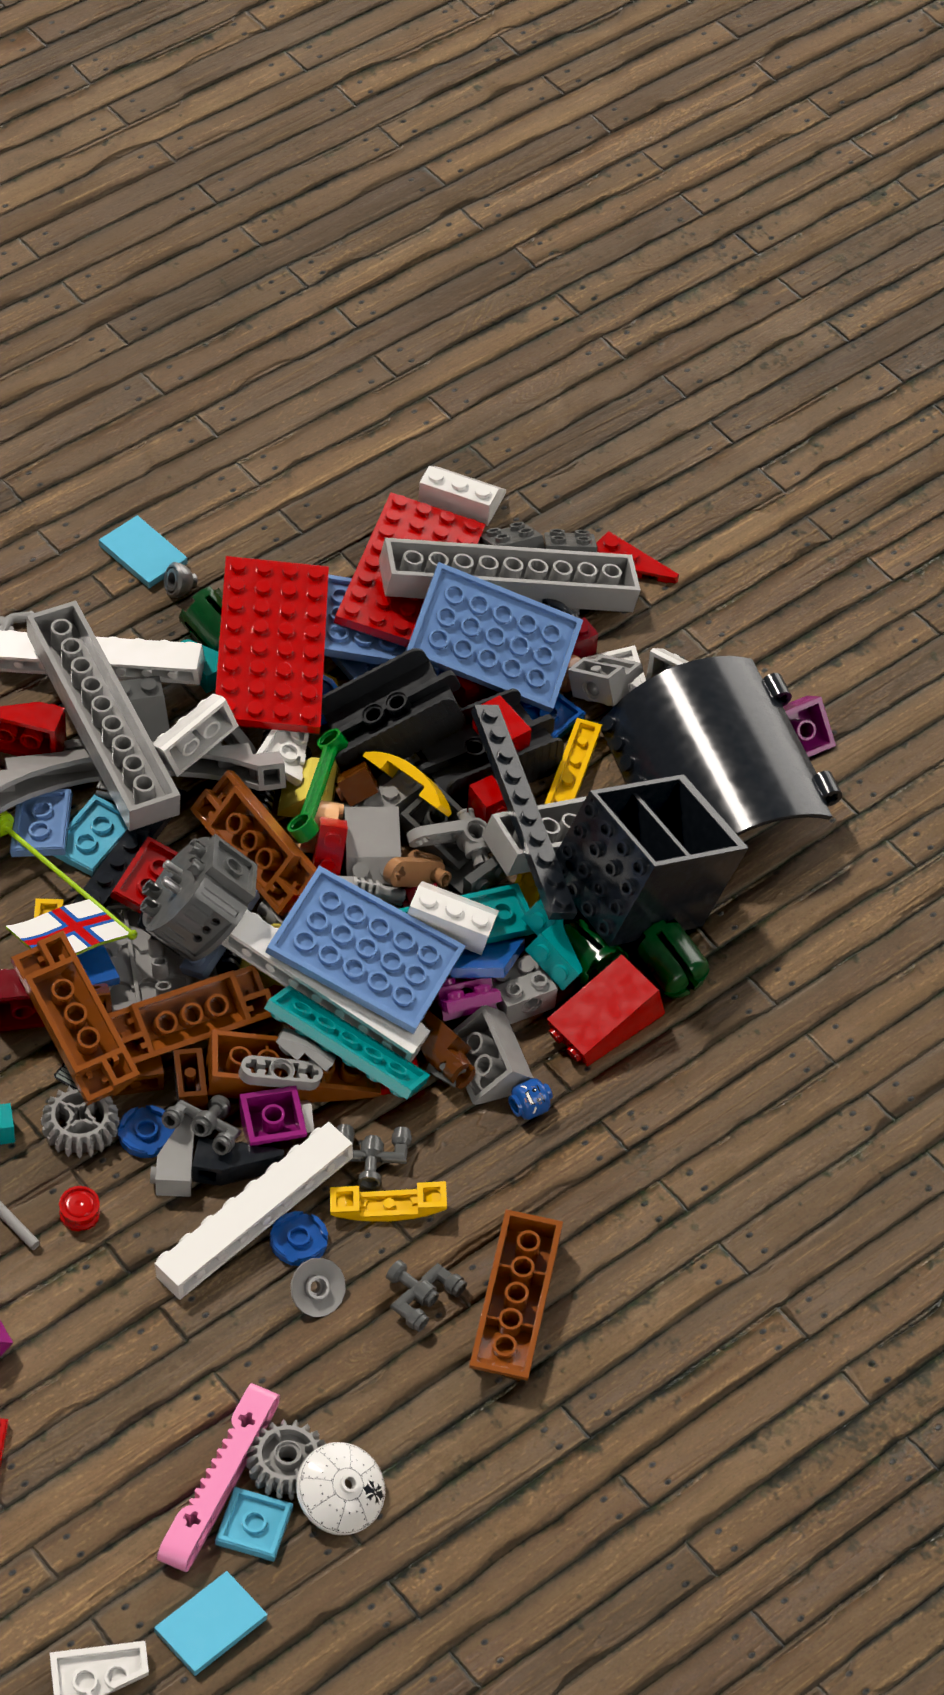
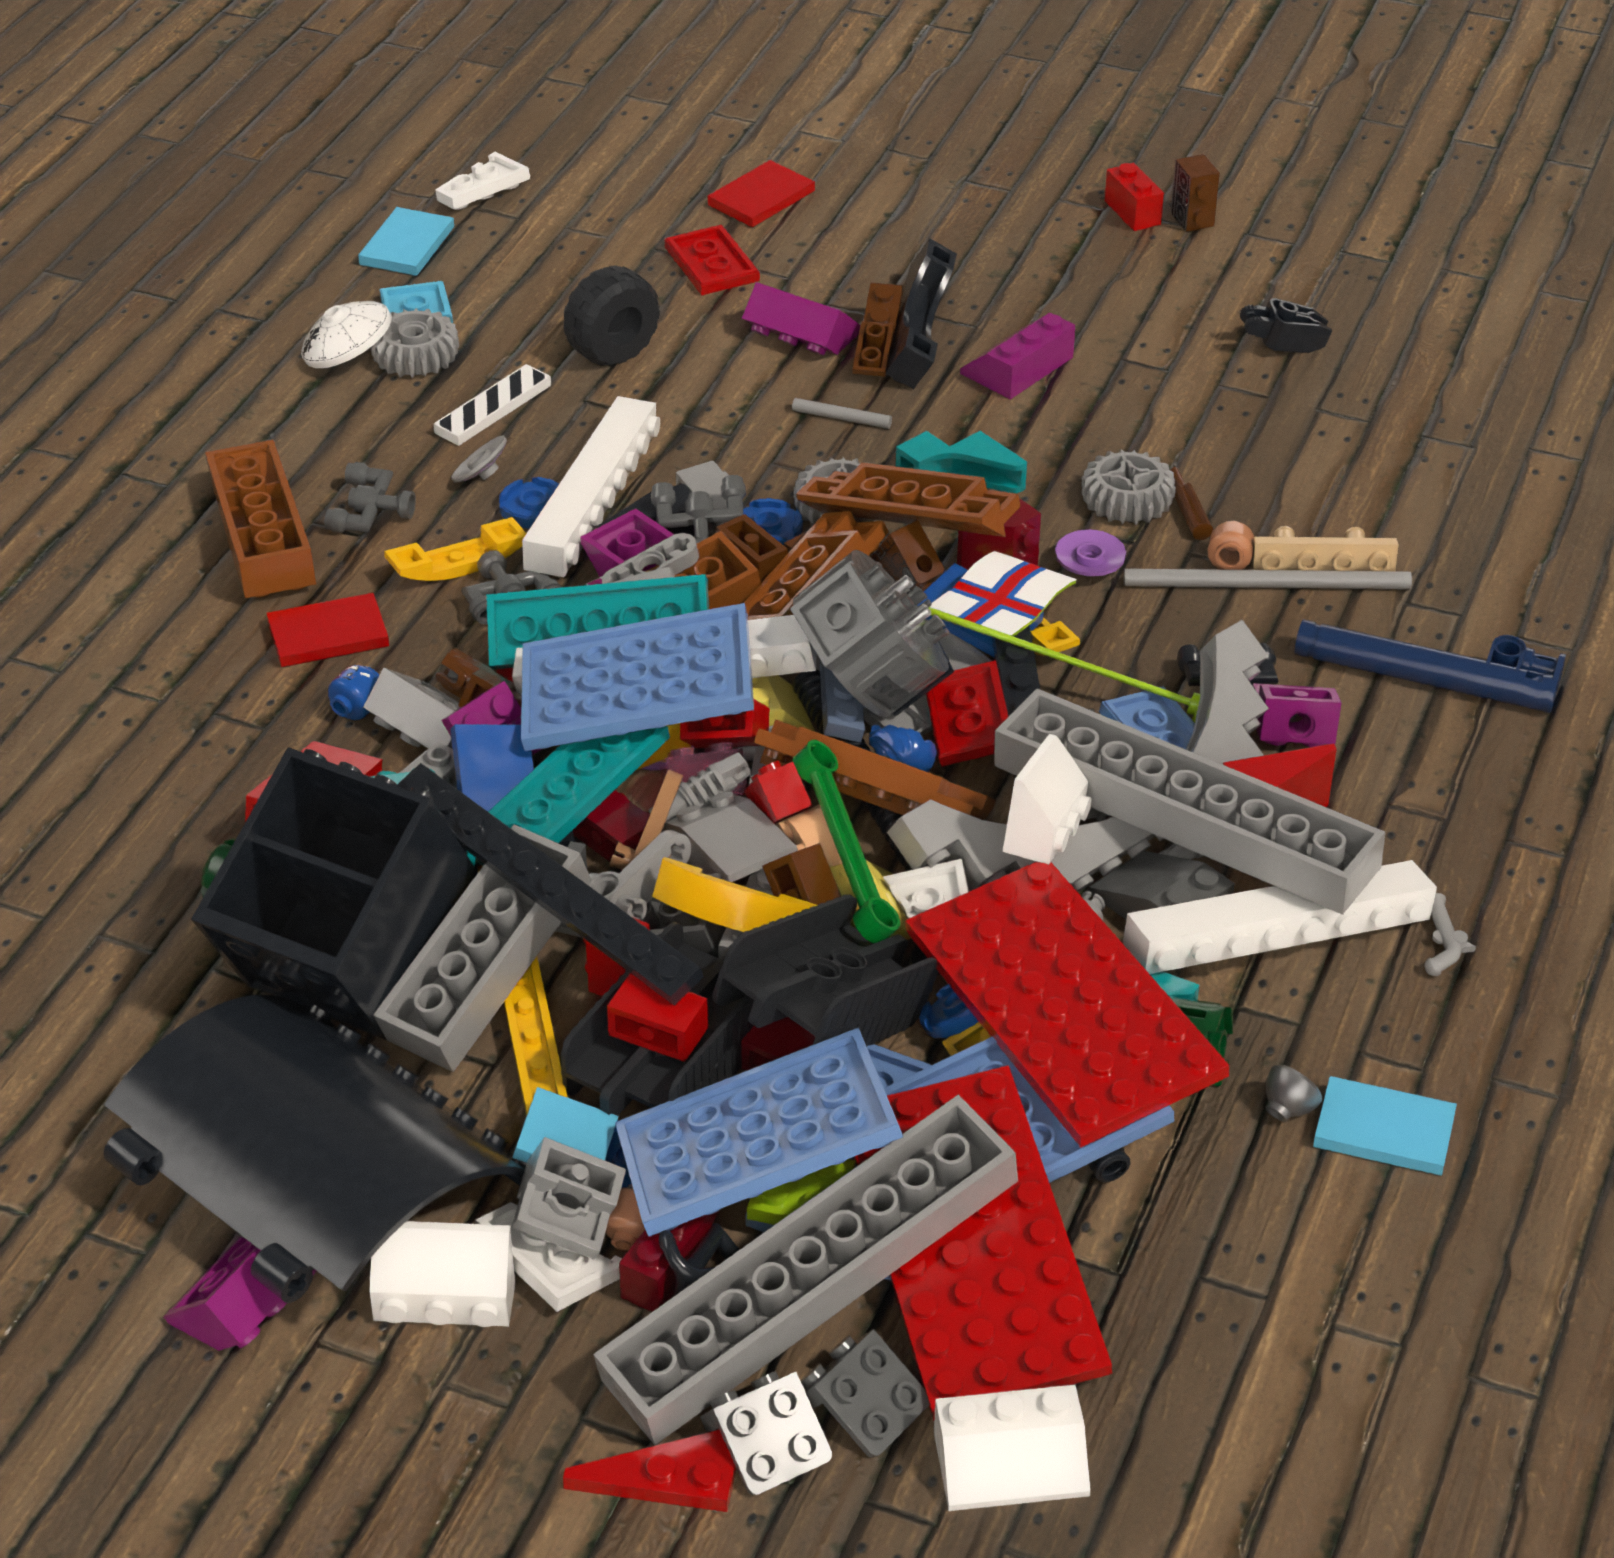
camera: 155 degrees right, 10 degrees down
(79, 1208) = (776, 437): red wheel -> none
(125, 1371) = (611, 315): none -> black tyre
(196, 1520) = (469, 332): bright pink gear -> none
(264, 1363) = (492, 404): none -> white tile
(454, 916) = (561, 767): white slope -> none
(515, 1182) = (327, 629): none -> red tile
(583, 718) = (567, 1123): none -> medium azure tile

